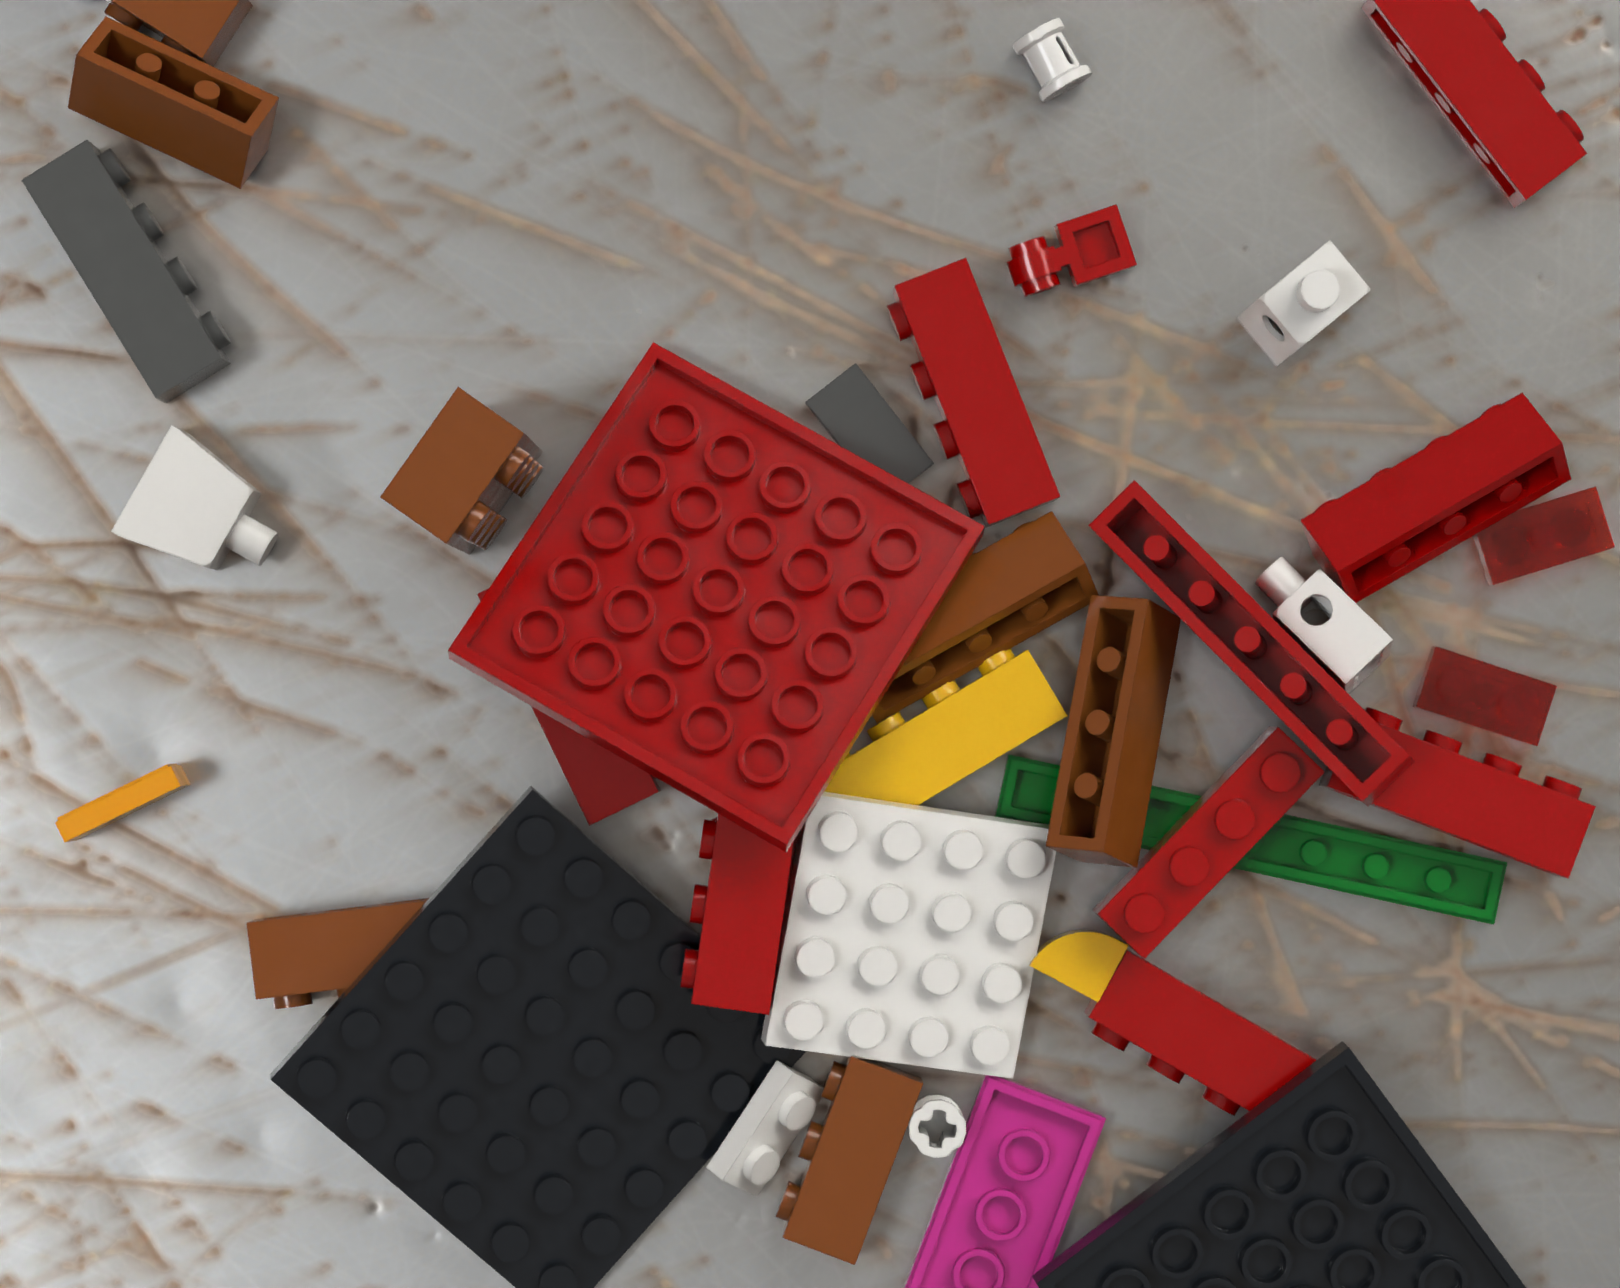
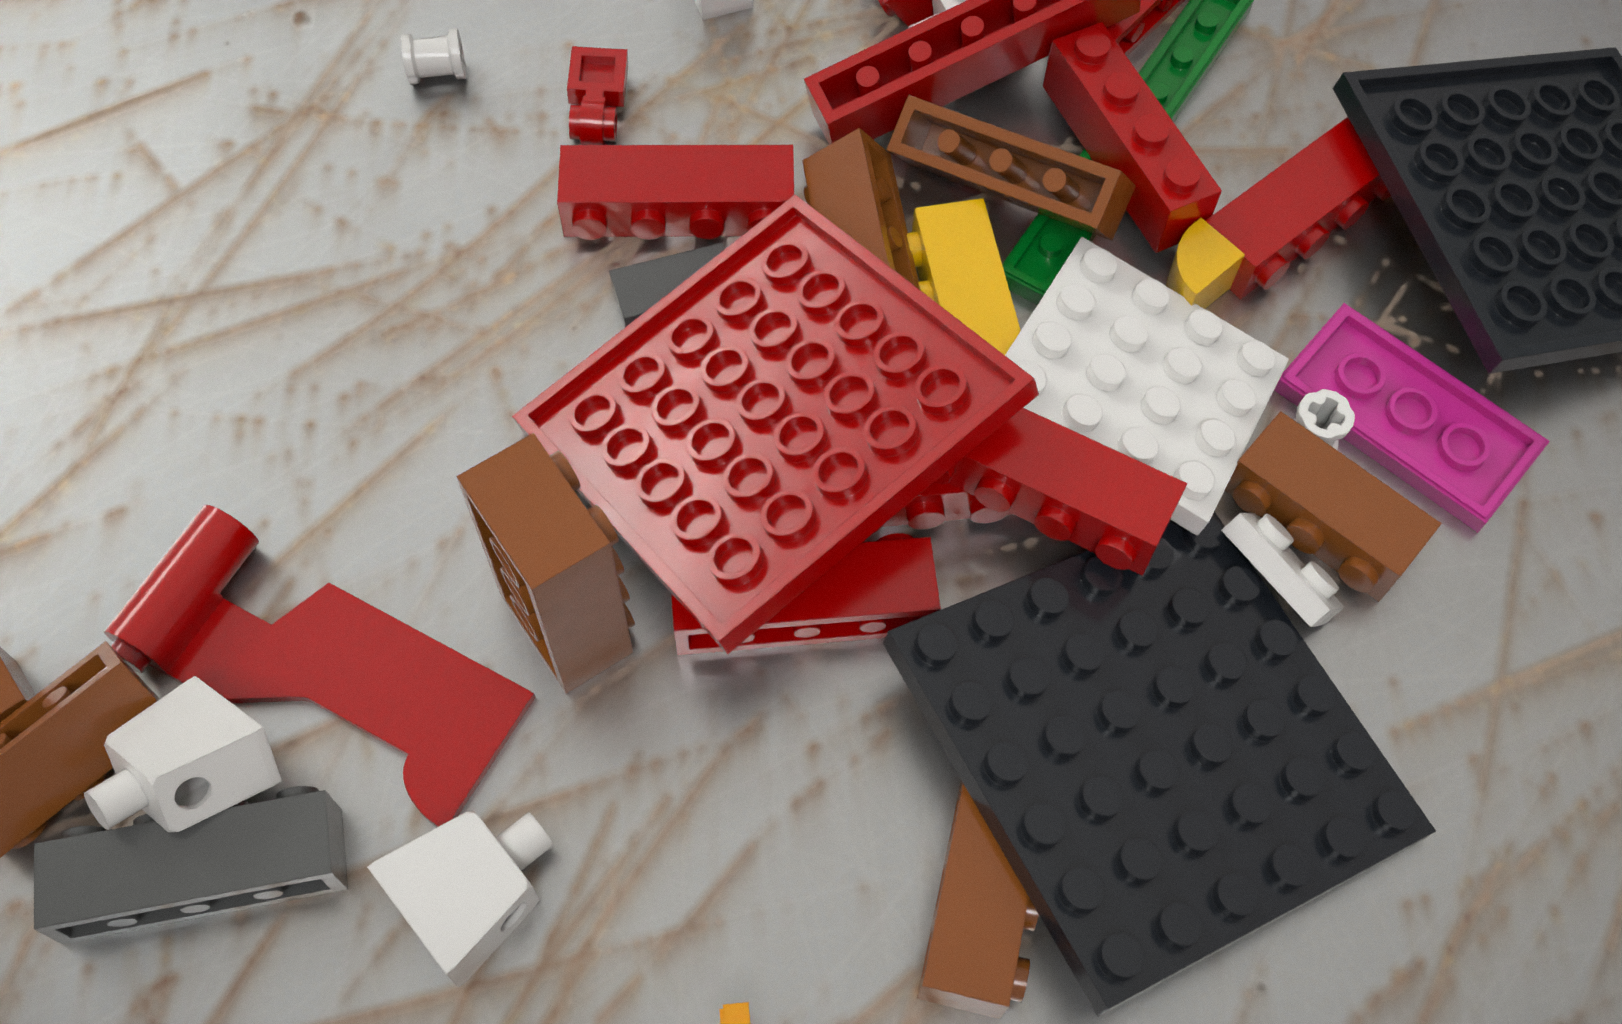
camera: 70 degrees left, 25 degrees down
(199, 226) = (184, 761): none -> white torso
(362, 282) = (327, 652): none -> red door

